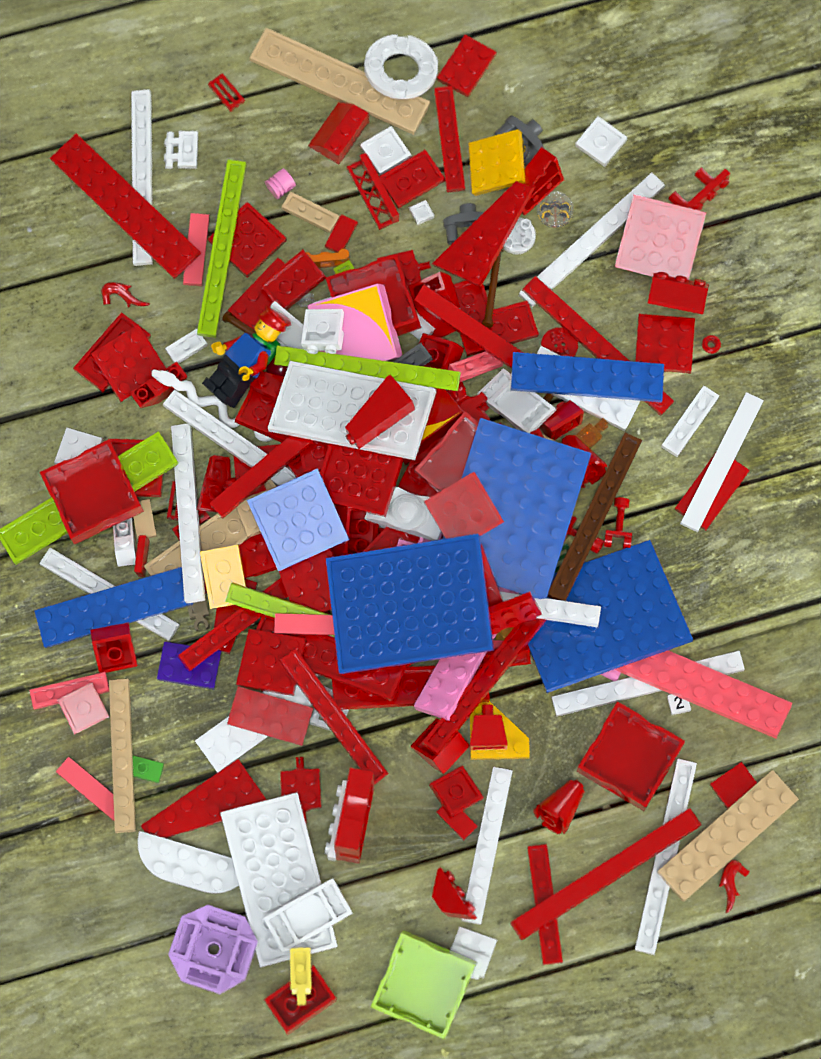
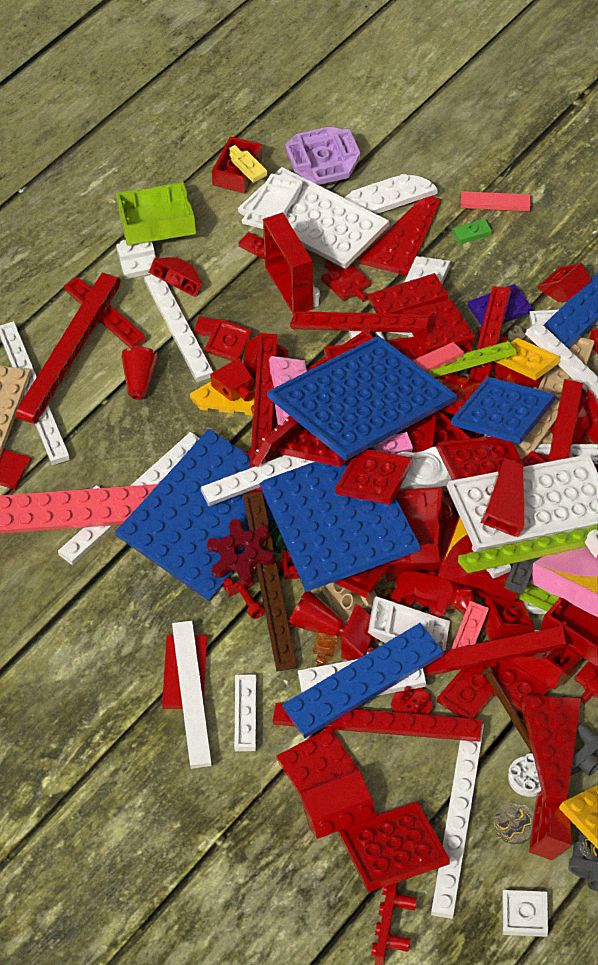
camera: 145 degrees right, 20 degrees down
(48, 695) = (569, 245): coral tile -> none
(83, 708) = (548, 237): tile -> none
(122, 756) = (494, 227): tan plate -> none
(350, 889) = (253, 244): none -> red plate
(594, 562) = (243, 562): none -> dark red plate
(630, 756) = (108, 436): red tile -> none
(711, 339) = (275, 787): red plate -> none

